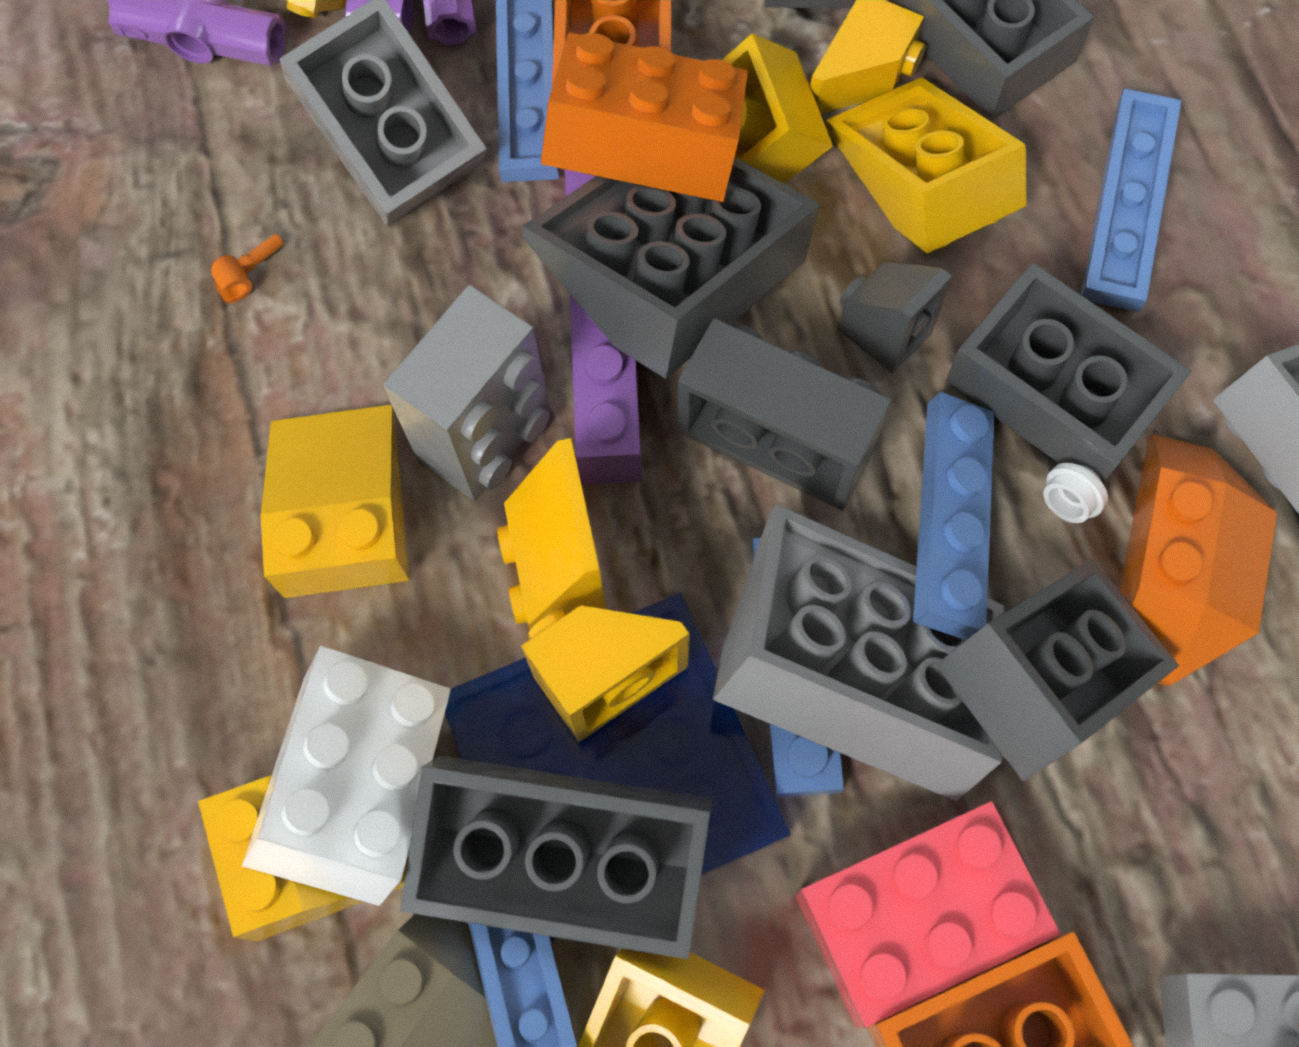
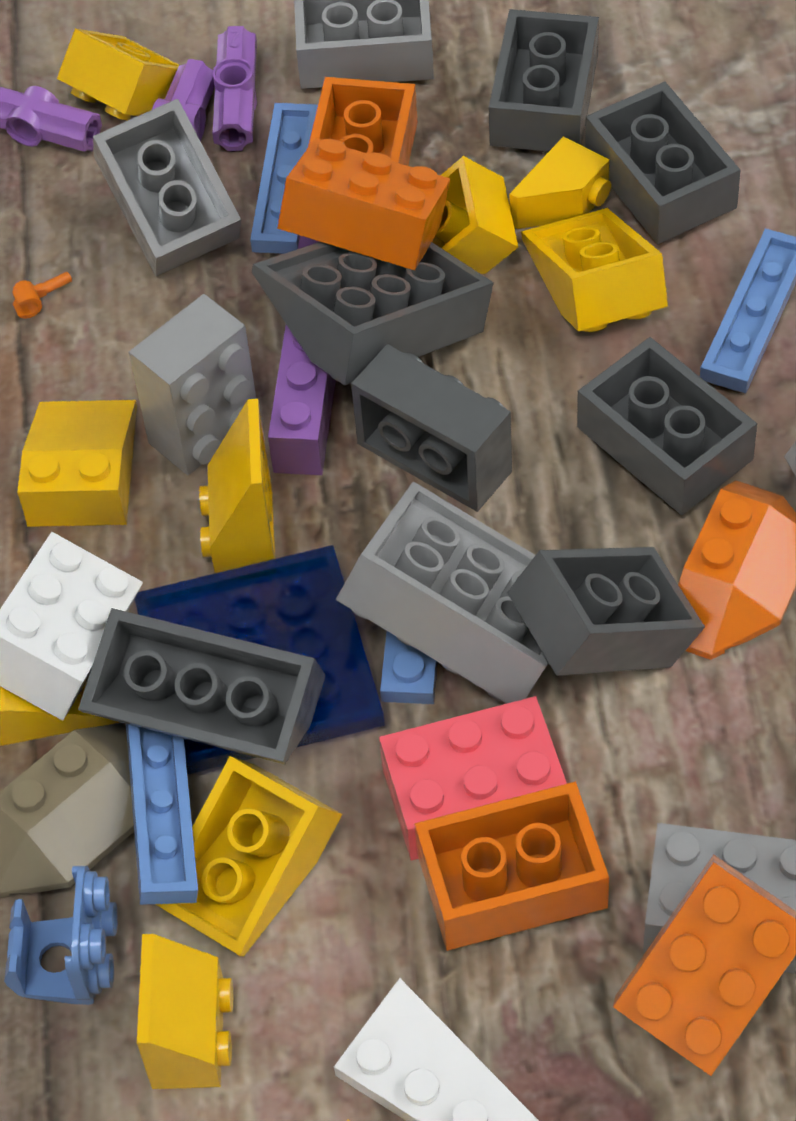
camera: 10 degrees right, 15 degrees down
(602, 662) = (261, 568): yellow slope -> none
(893, 310) = (541, 369): dark grey slope -> none
(955, 517) = (560, 499): medium blue plate -> none
(1075, 492) = (659, 510): white plate -> none

